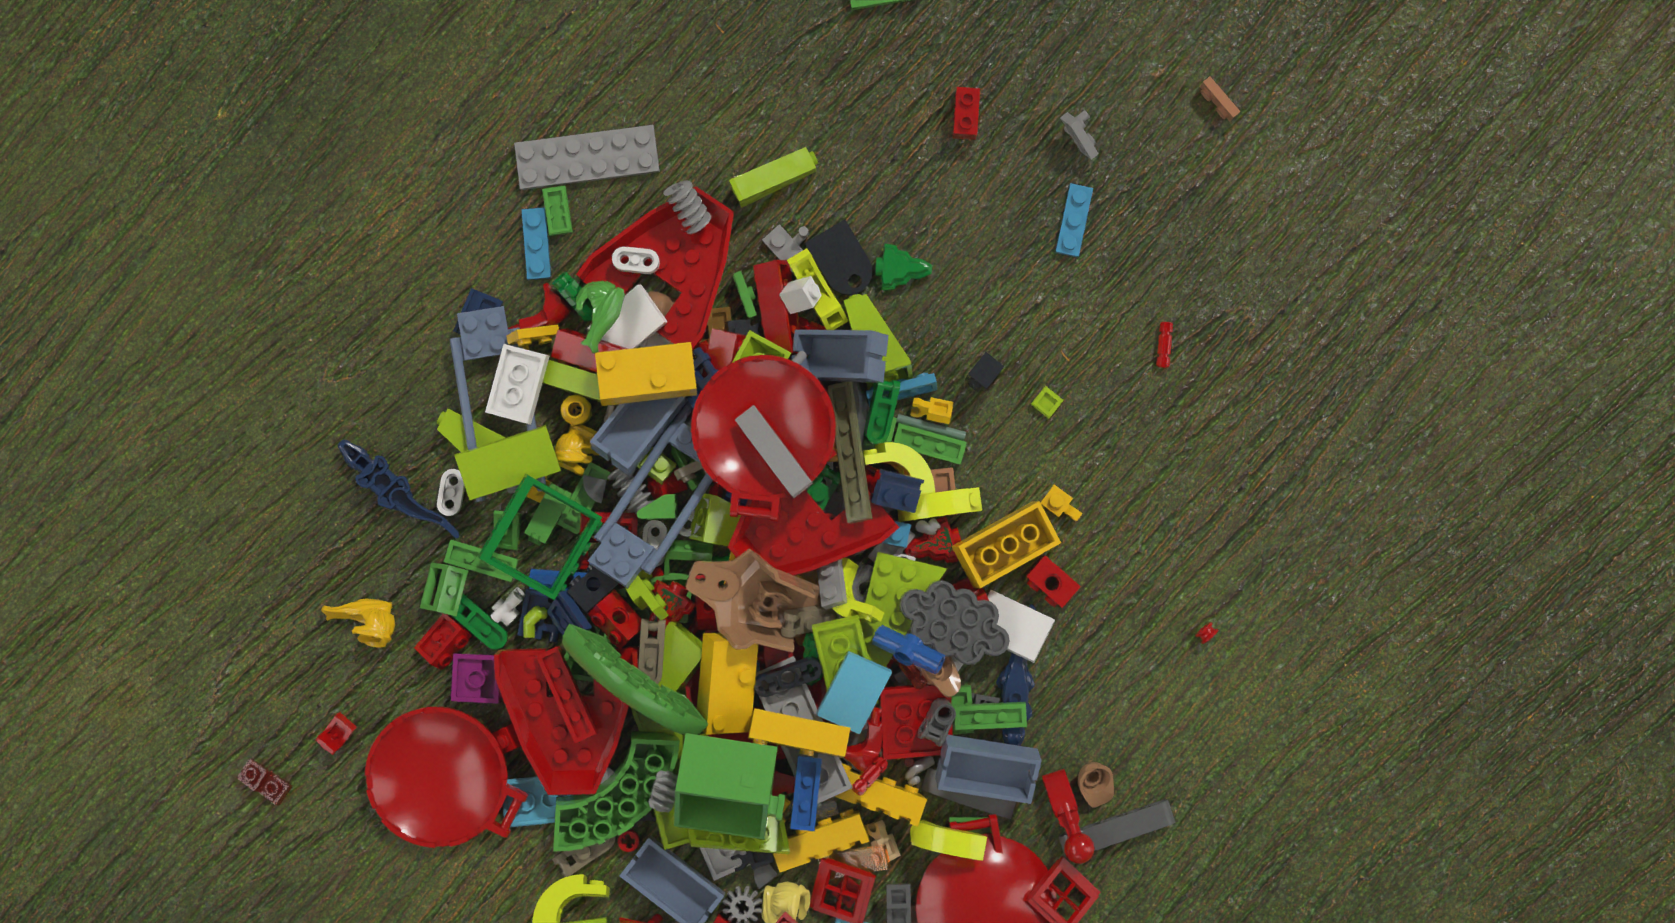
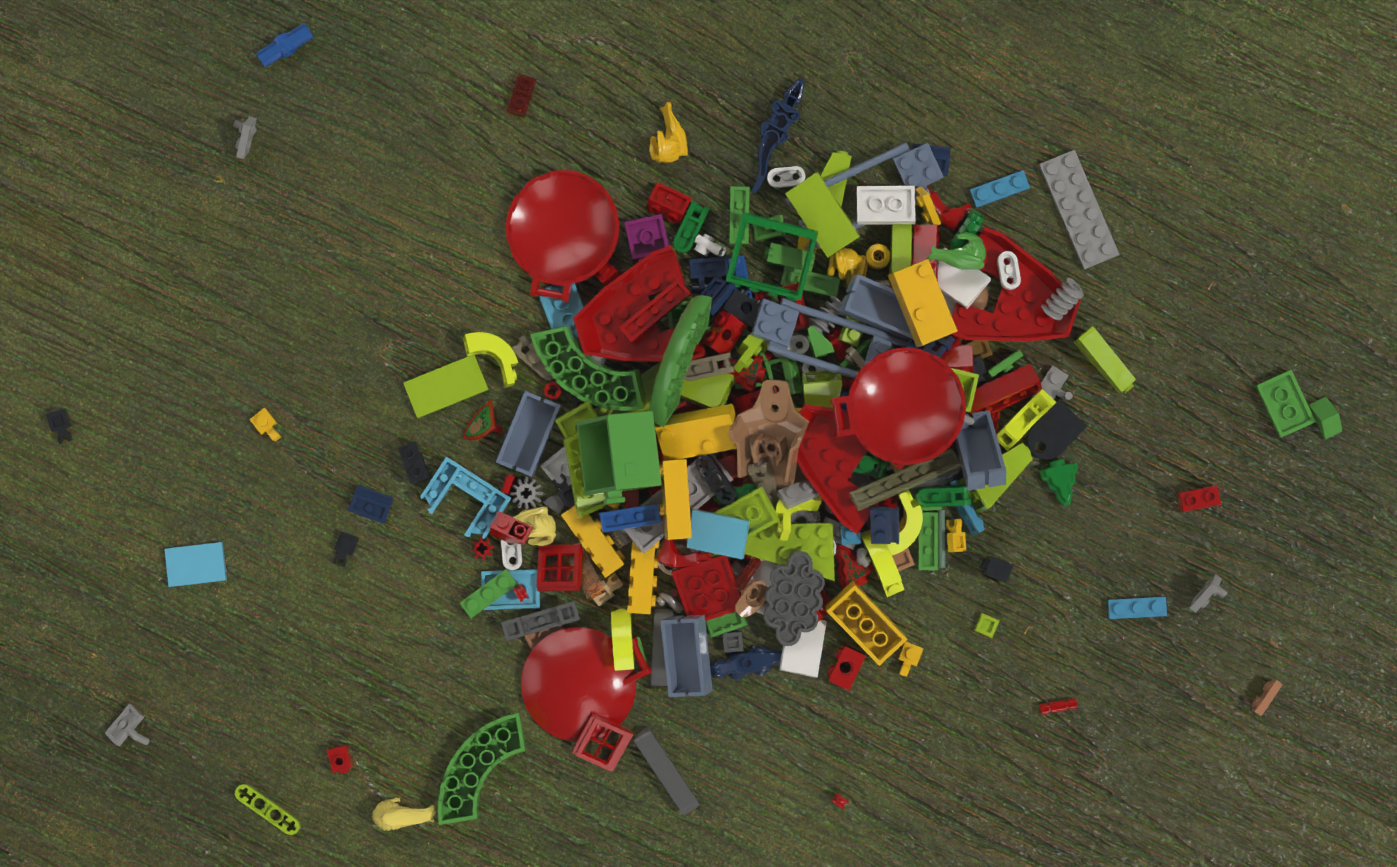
camera: 75 degrees right, 0 degrees up
(336, 733) = (574, 140): red bracket -> none
(448, 591) = (709, 196): bright green tile -> none
(531, 619) = (704, 266): lime arm -> none
(557, 210) = (1030, 198): bright green plate -> none
(594, 487) = (821, 288): dark grey tile -> none
(663, 791) = (600, 406): light grey gear -> none
(773, 451) = (890, 419): light grey slope -> none
(800, 294) = (1017, 407): white brick -> none
(869, 776) = (656, 564): red axle -> none
(908, 649) = (763, 567): blue piece -> none
(936, 726) = (708, 606): dark grey piece -> none
(990, 715) = (728, 646): bright green plate -> none
(1078, 846) = (645, 743): red beam -> none
(1096, 783) = (697, 745): medium nougat piece -> none

